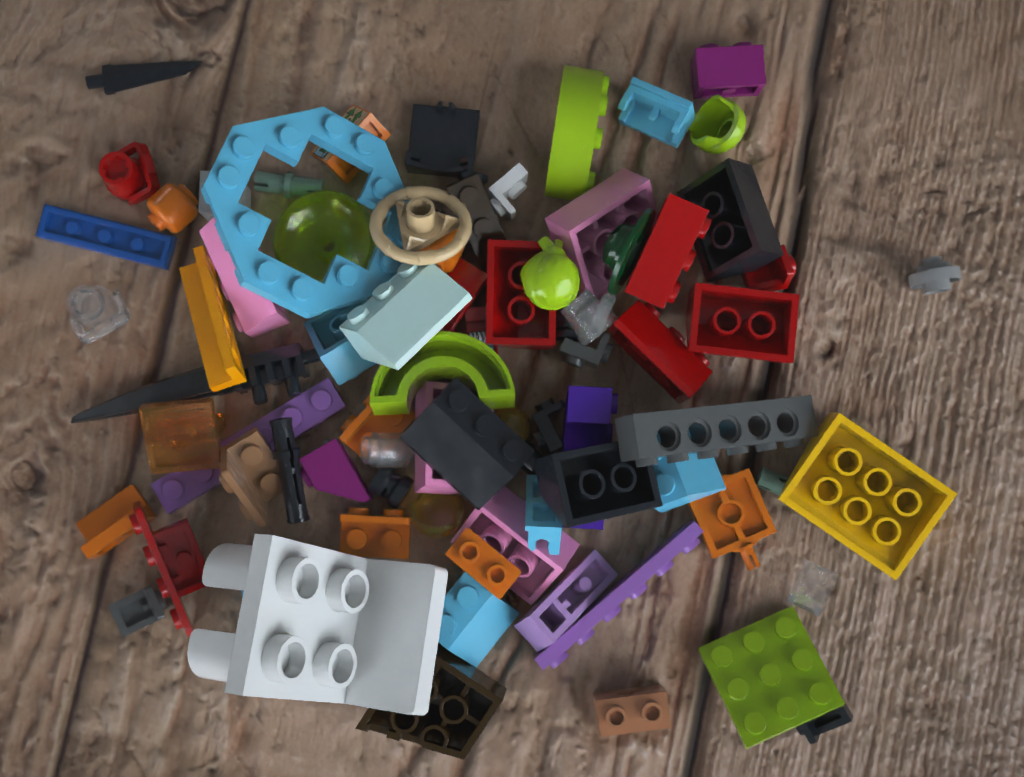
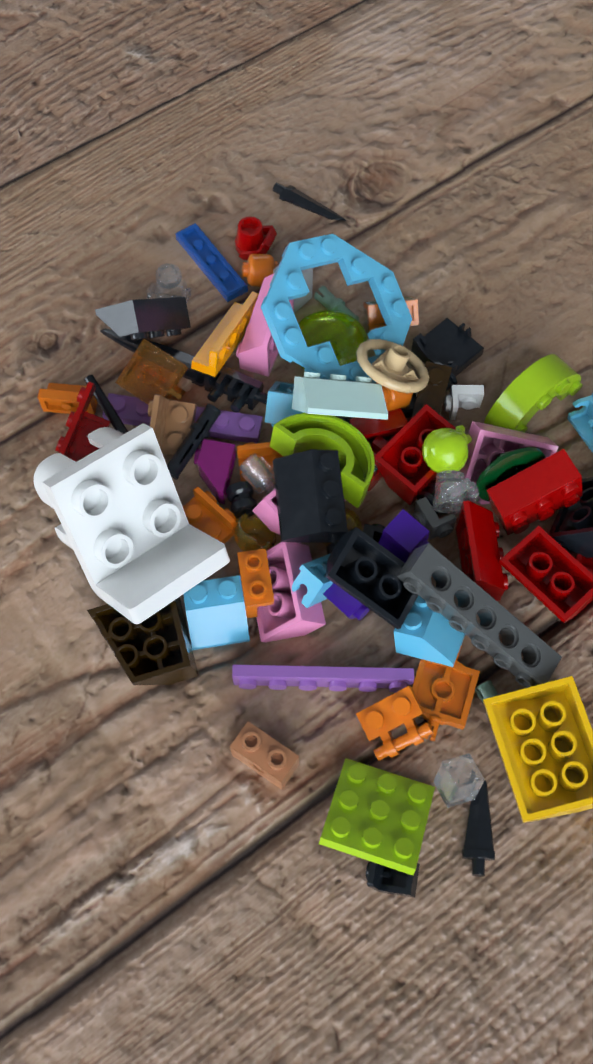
camera: 45 degrees right, 20 degrees down
(113, 377) = (147, 316): none -> black slope
(138, 610) = (33, 449): dark grey bracket -> none
(187, 510) = (106, 406): none -> black bar
(566, 601) = (282, 649): lavender slope -> none
(705, 577) = (390, 714): none -> orange plate
(858, 612) = (479, 836): none -> black bar

